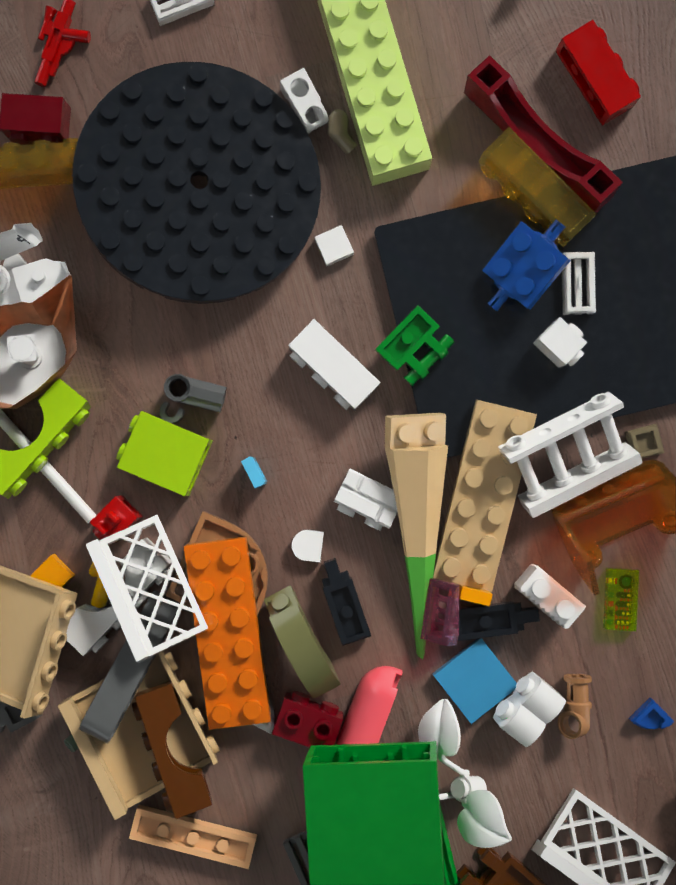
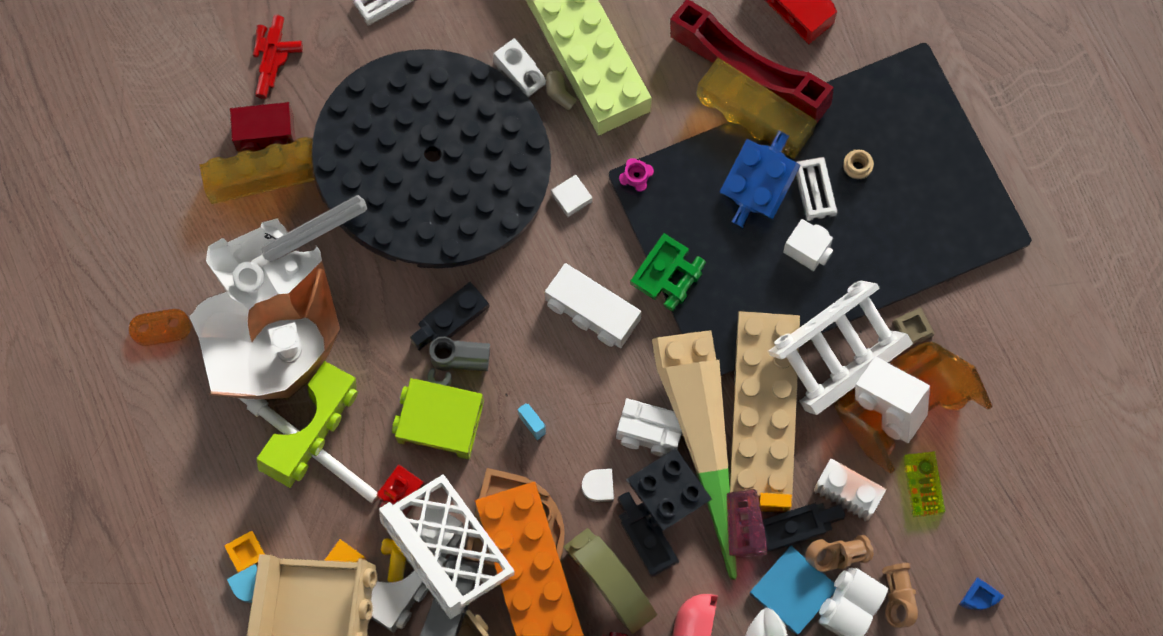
camera: 10 degrees left, 15 degrees down
(65, 241) = (314, 228): none -> light grey axle
(193, 350) = (450, 316): none -> black hinge
(373, 570) = (668, 490): none -> black hinge
(411, 235) = (636, 166): none -> dark pink plate
(512, 657) = (836, 558): none -> medium nougat connector
(613, 517) = (896, 396): none -> white brick
(635, 261) = (858, 156): none -> tan plate

